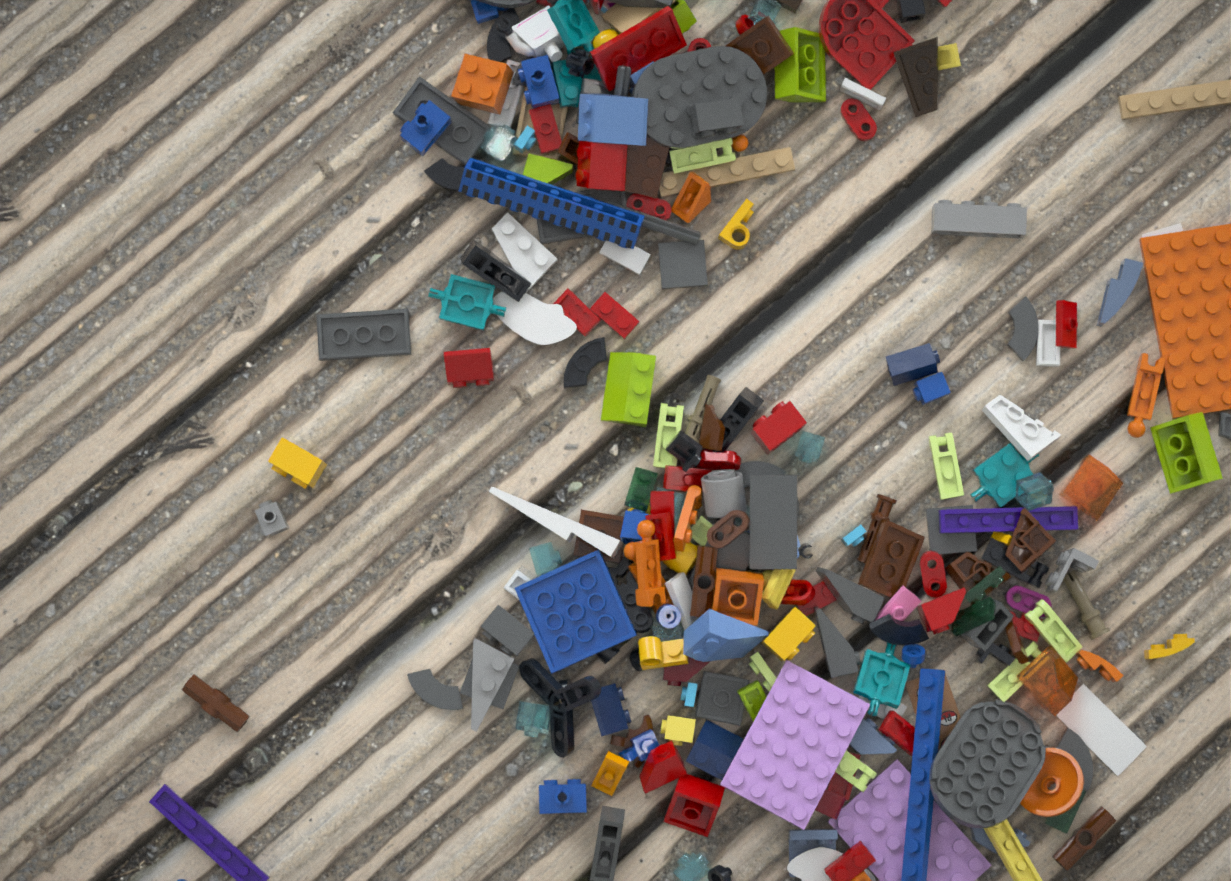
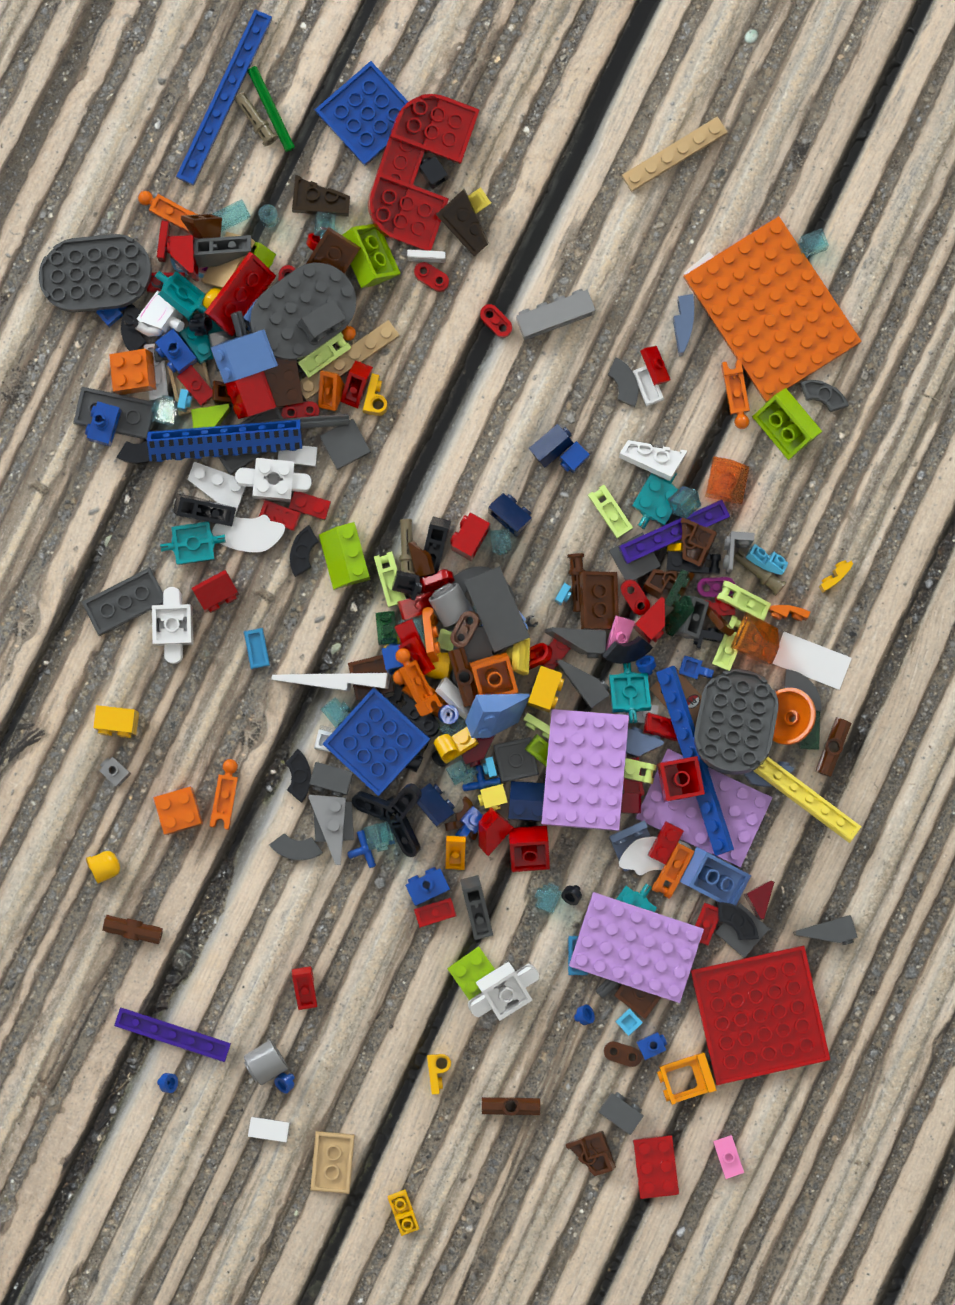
camera: 20 degrees left, 0 degrees up
(214, 619) = (104, 866): none -> yellow helmet
(322, 592) = (178, 810): none -> orange brick
(377, 851) = (304, 987): none -> red plate
(382, 597) = (225, 795): none -> orange plate
(405, 384) = (172, 625): none -> white brick
(475, 611) = (300, 775): none -> black tile
(487, 449) = (256, 648): none -> dark azure tile
(508, 725) = (363, 850): none -> blue piece
(558, 830) = (435, 912): none -> red plate
(586, 270) = (273, 480): none -> white brick
(653, 687) = (460, 774): none -> clear light blue bracket
(673, 708) = (481, 782): none -> blue piece
(724, 203) = (356, 384): none -> red slope
(833, 421) = (510, 514): none -> dark blue slope
(897, 801) = (680, 779): none -> red slope
(910, 199) = (496, 321): none -> red plate
(963, 680) = (692, 668): none -> blue plate
(1102, 602) = (773, 563): none -> medium azure slope

